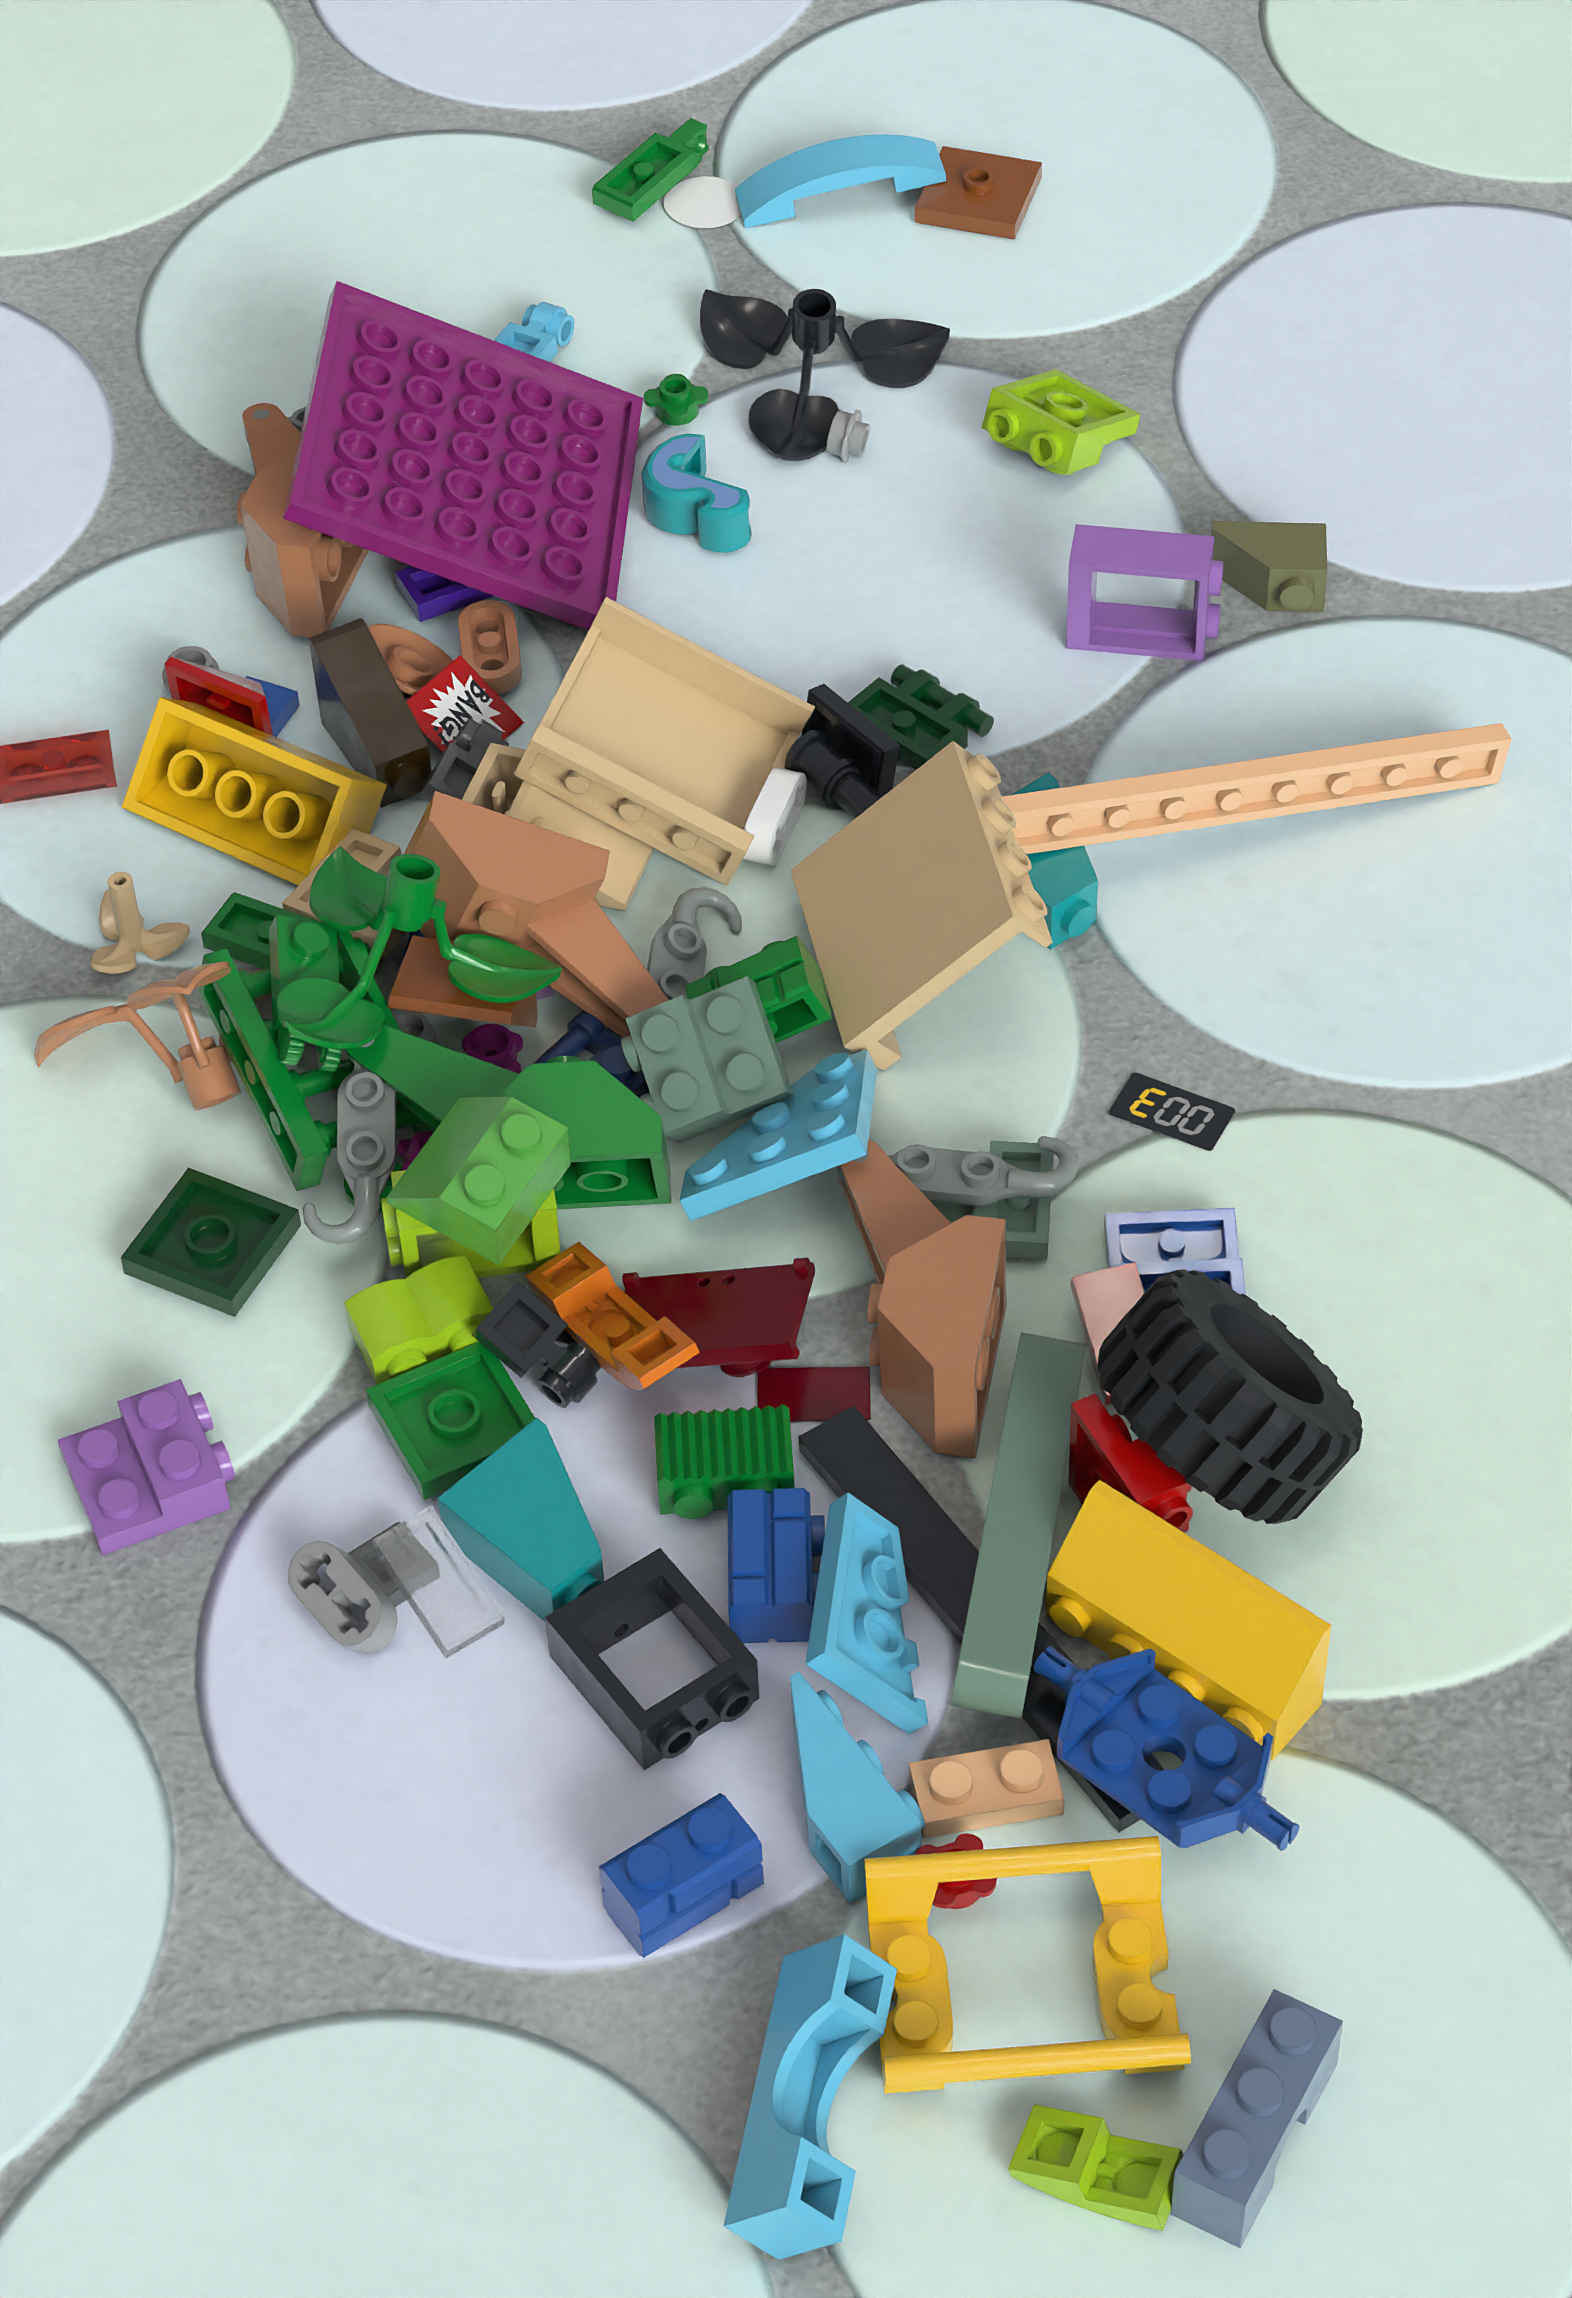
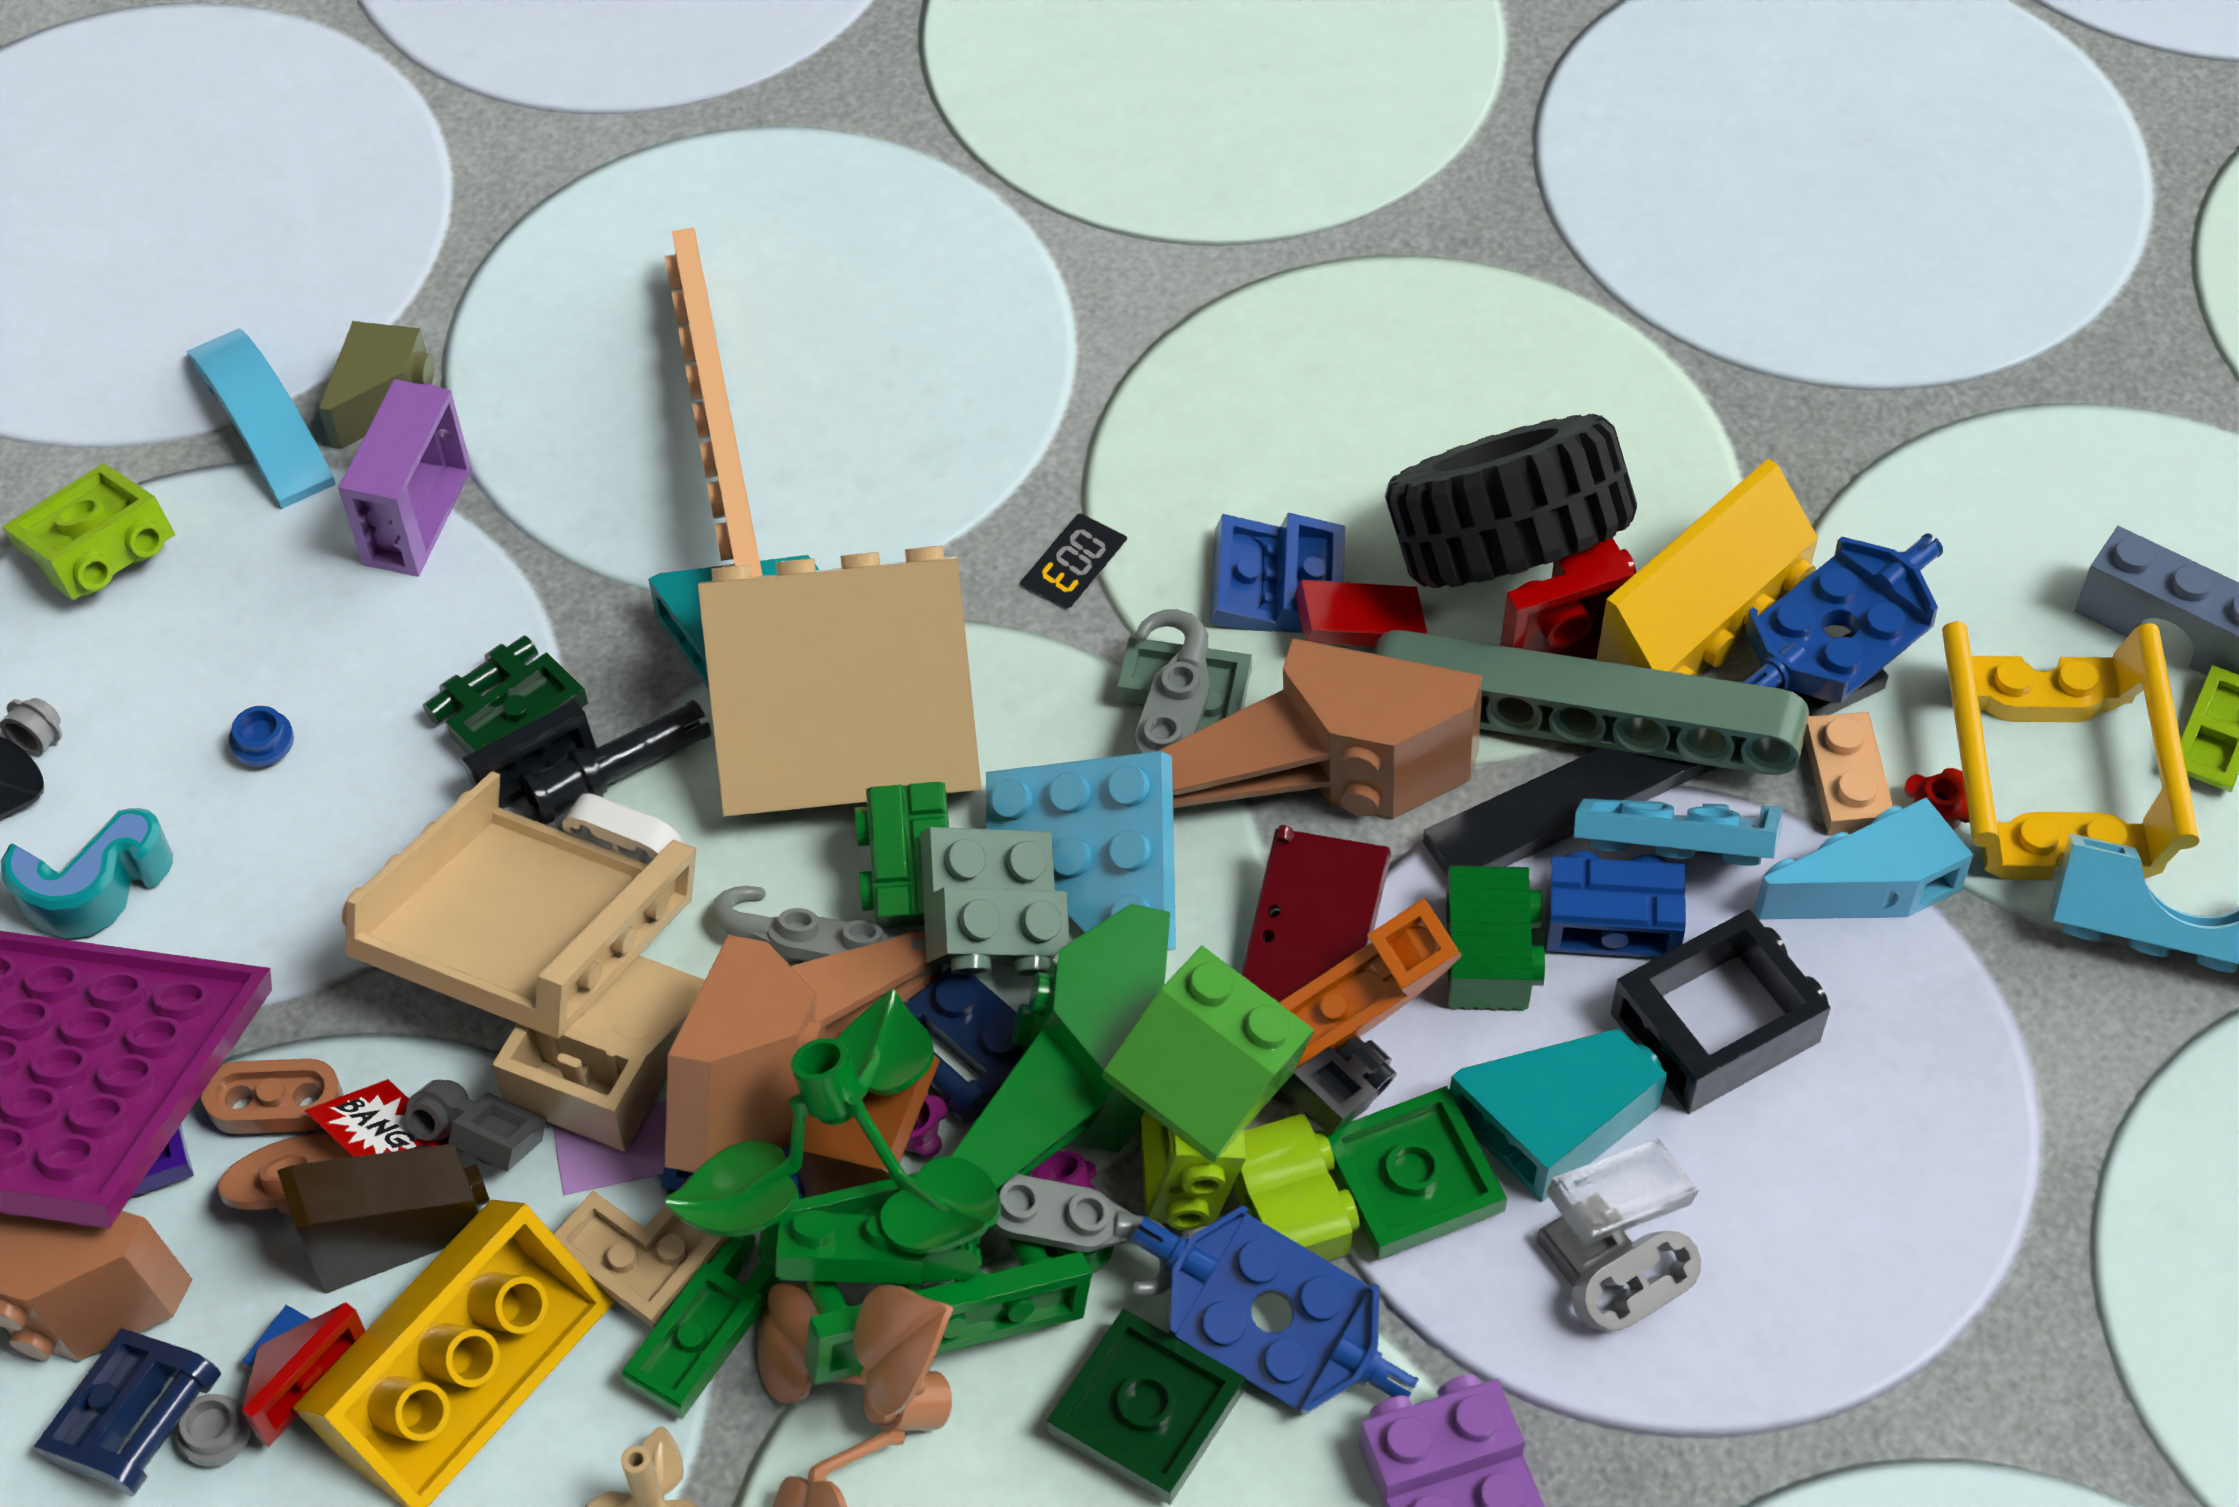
camera: 85 degrees left, 5 degrees up
(197, 616) = (113, 1400): none -> dark blue plate
(308, 1265) = (1333, 1313): none -> blue plate
(681, 1874) = (1966, 997): blue brick -> none
(816, 1391) = (1404, 869): dark red sticker -> none
(857, 572) = (260, 736): none -> blue plate
(1239, 487) = (263, 416): none -> medium azure slope

